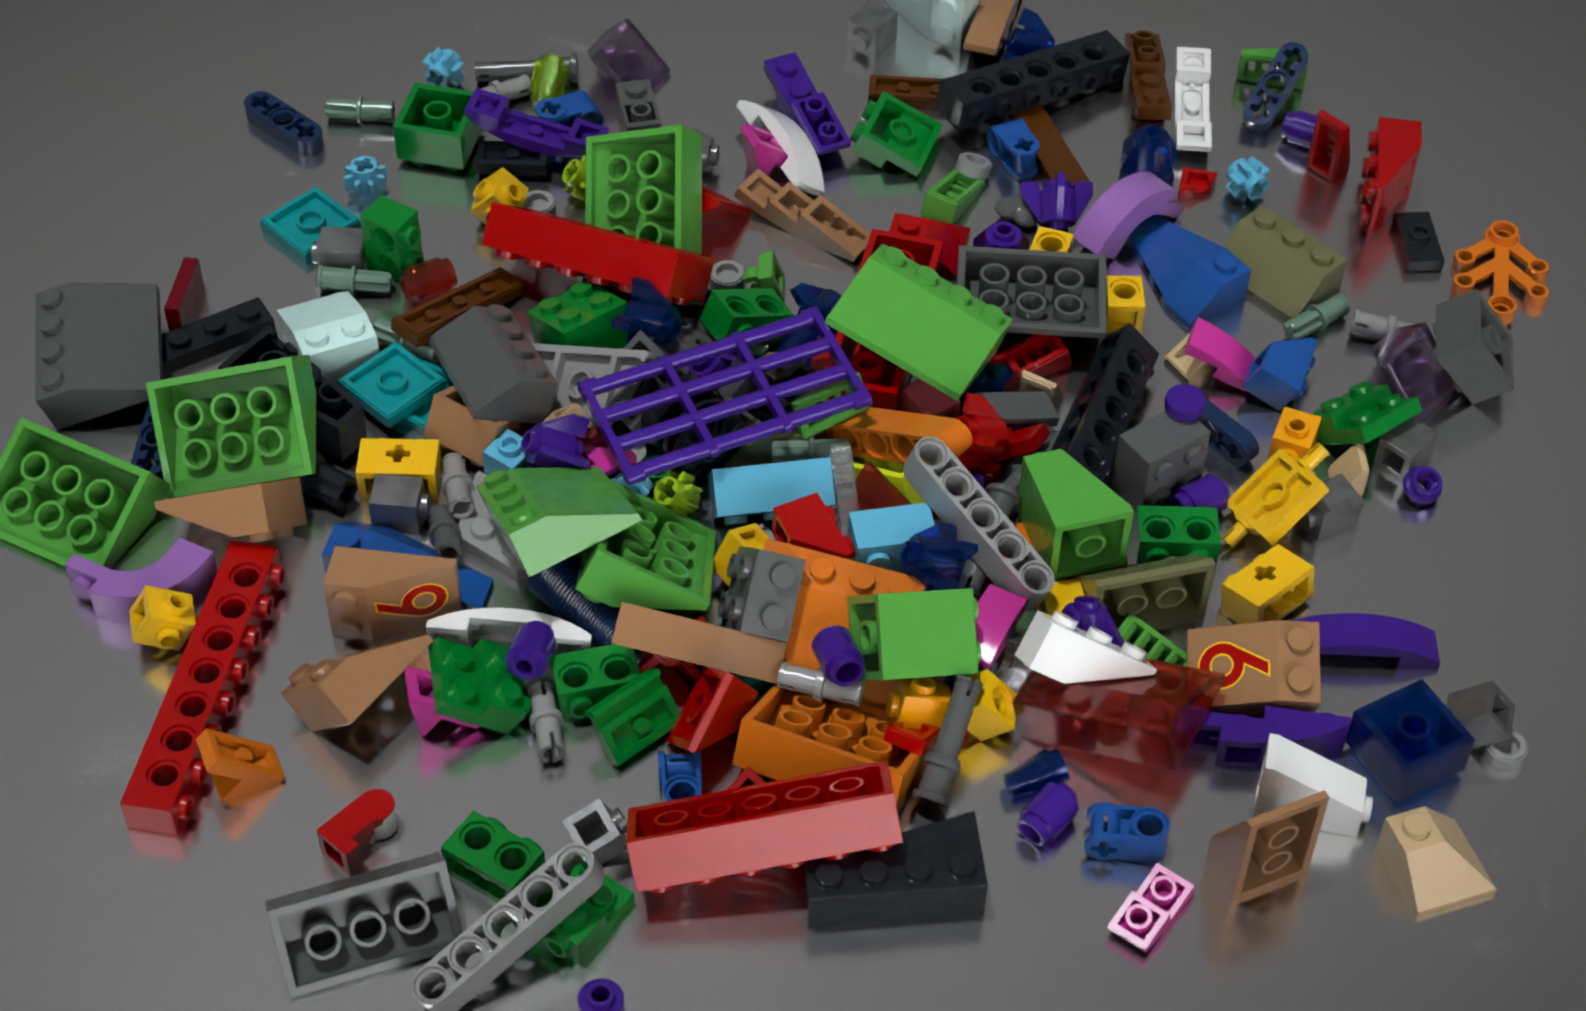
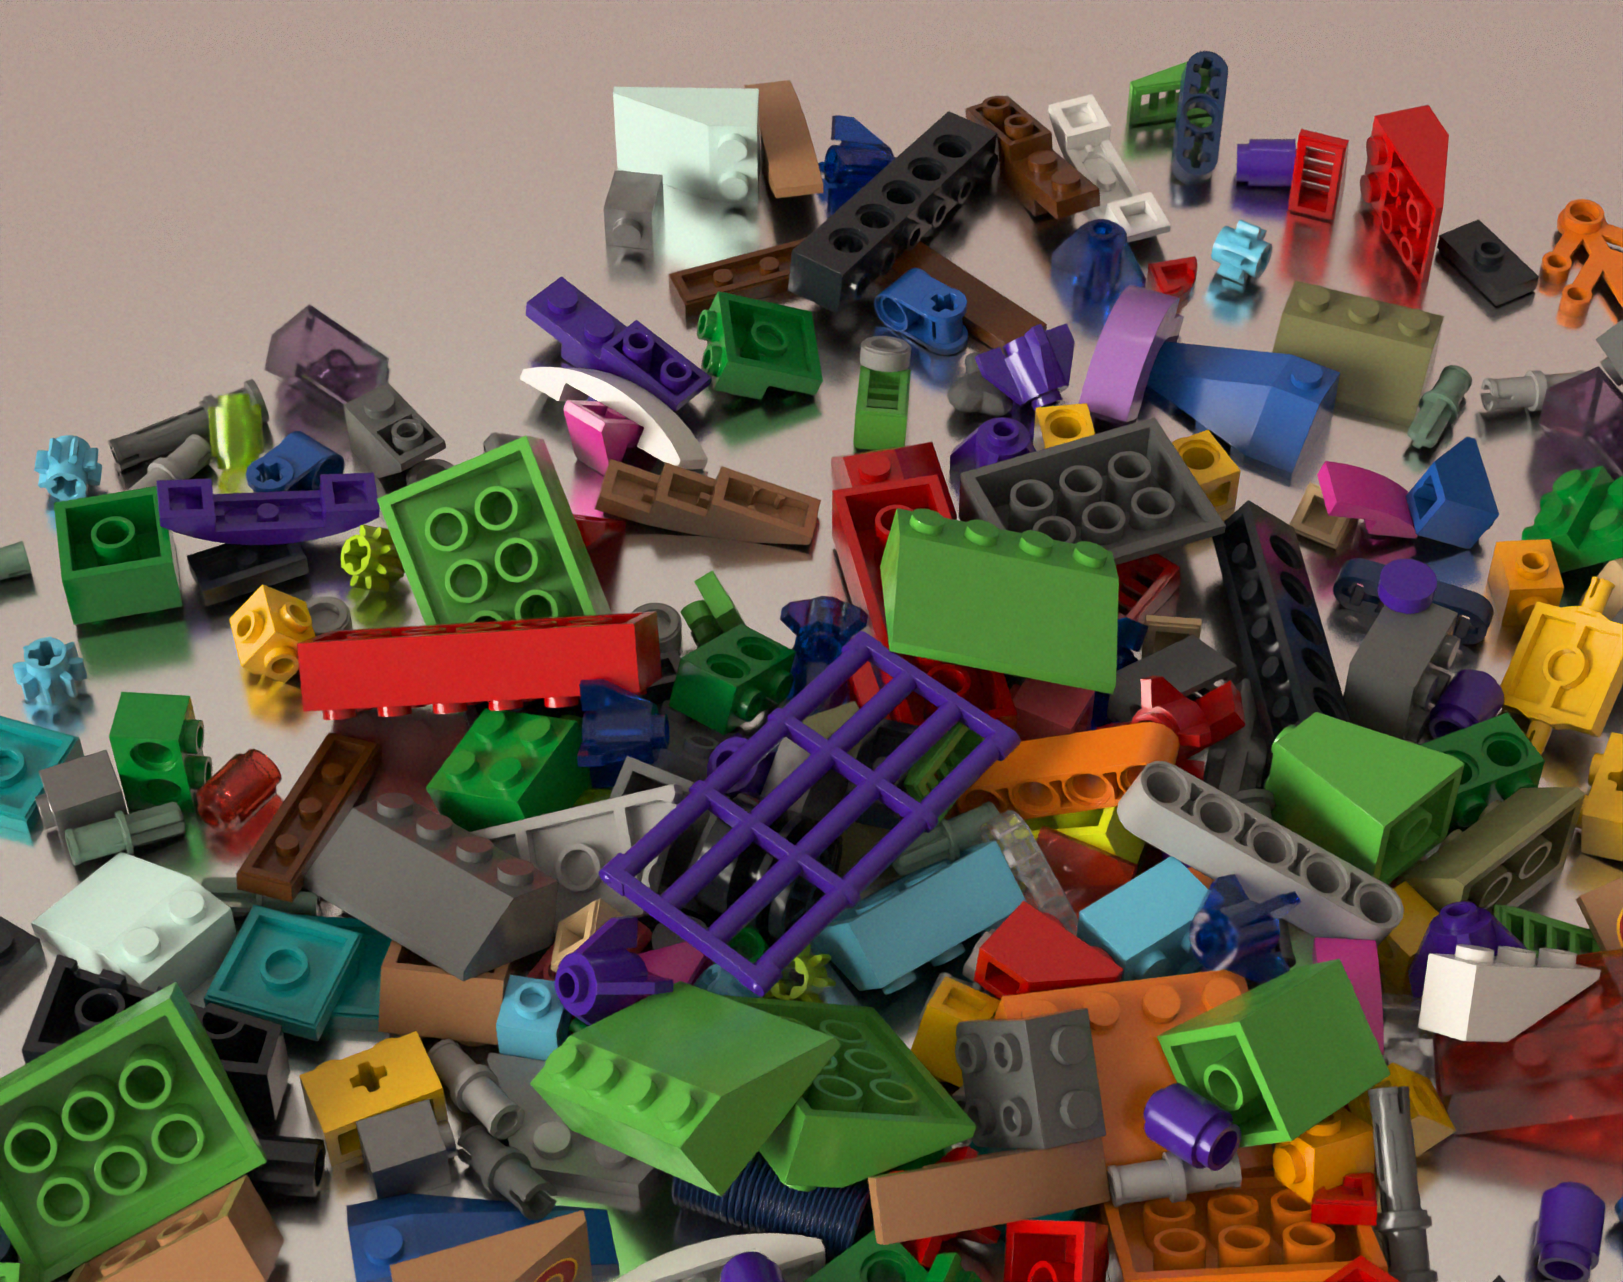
camera: 25 degrees left, 0 degrees up
(1036, 772) = (1519, 1180): clear blue cone -> none

